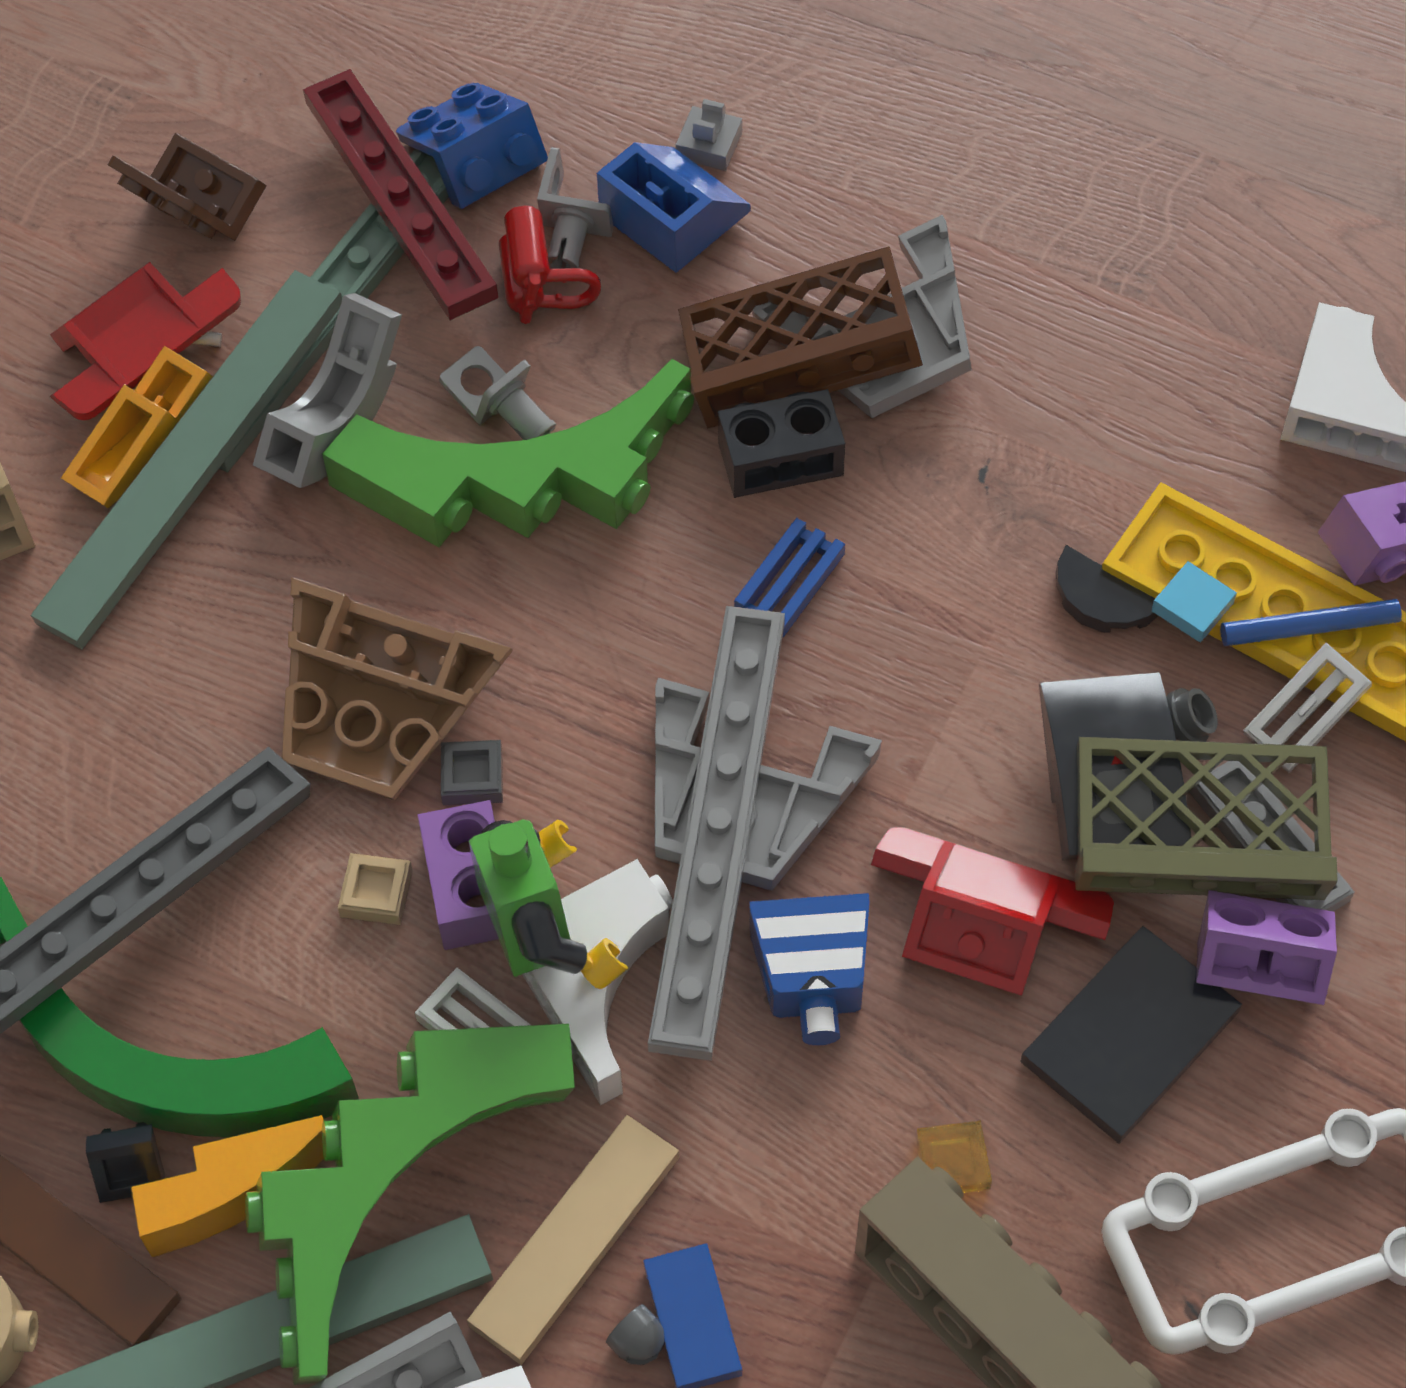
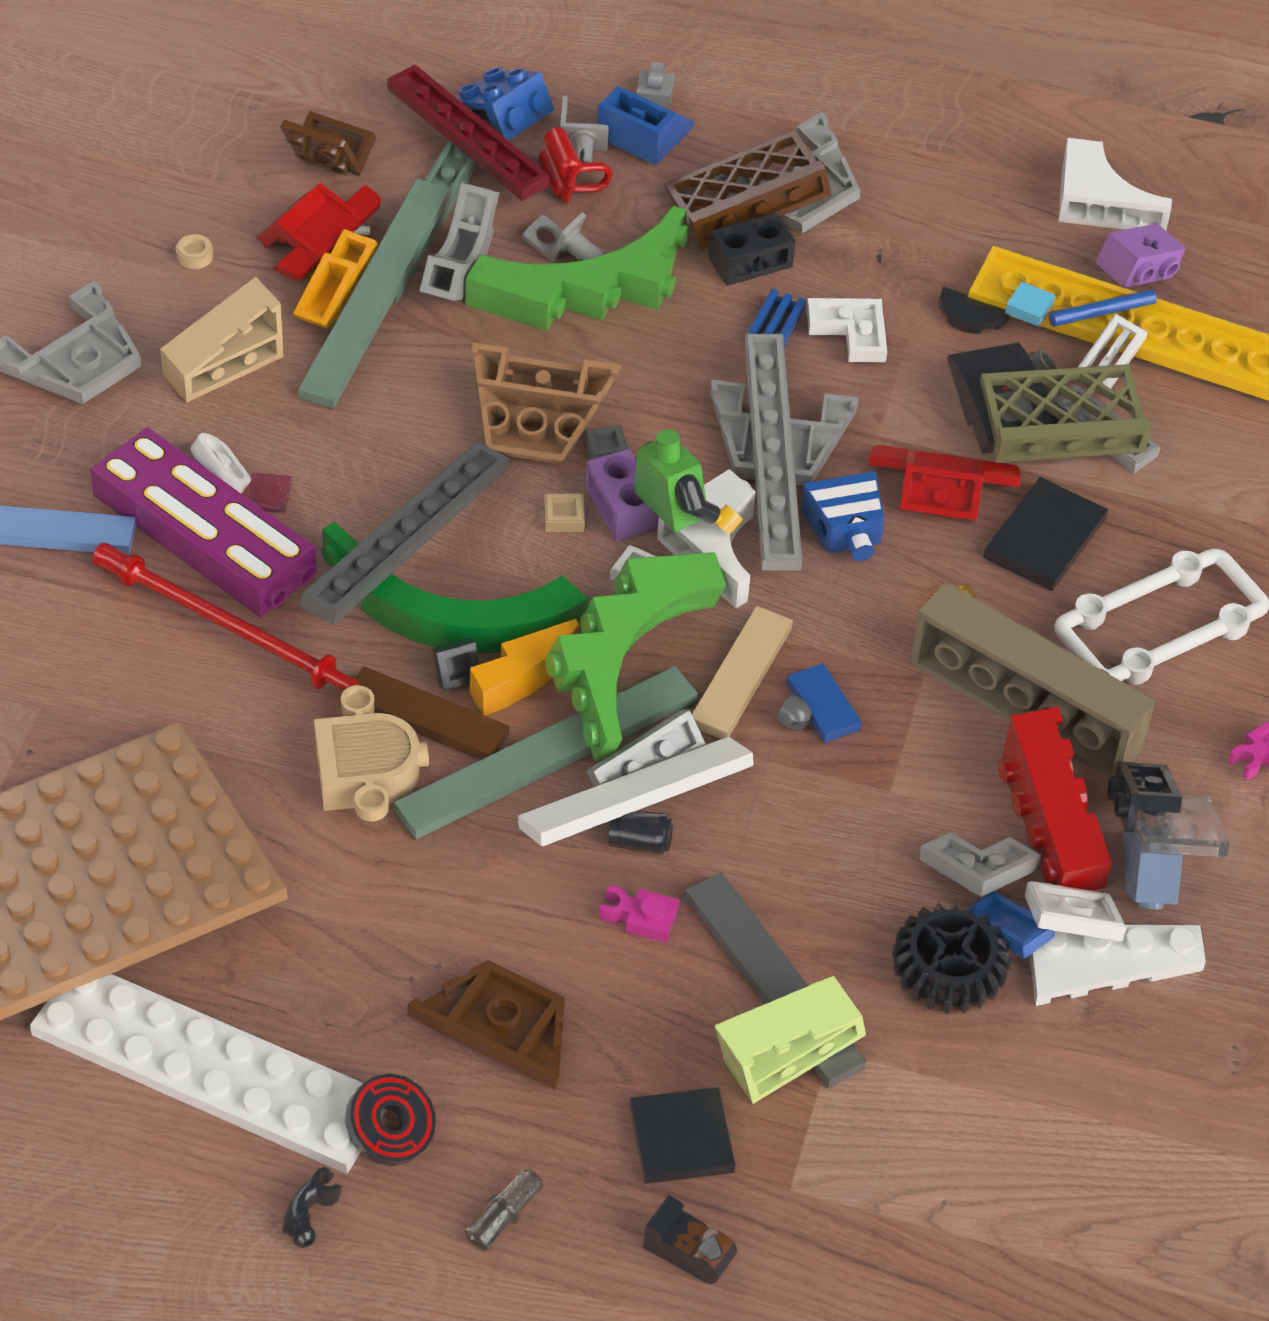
camera: 15 degrees left, 10 degrees down
(912, 587) = (857, 319): none -> white plate
(1266, 947) = (1116, 475): medium lavender brick -> none

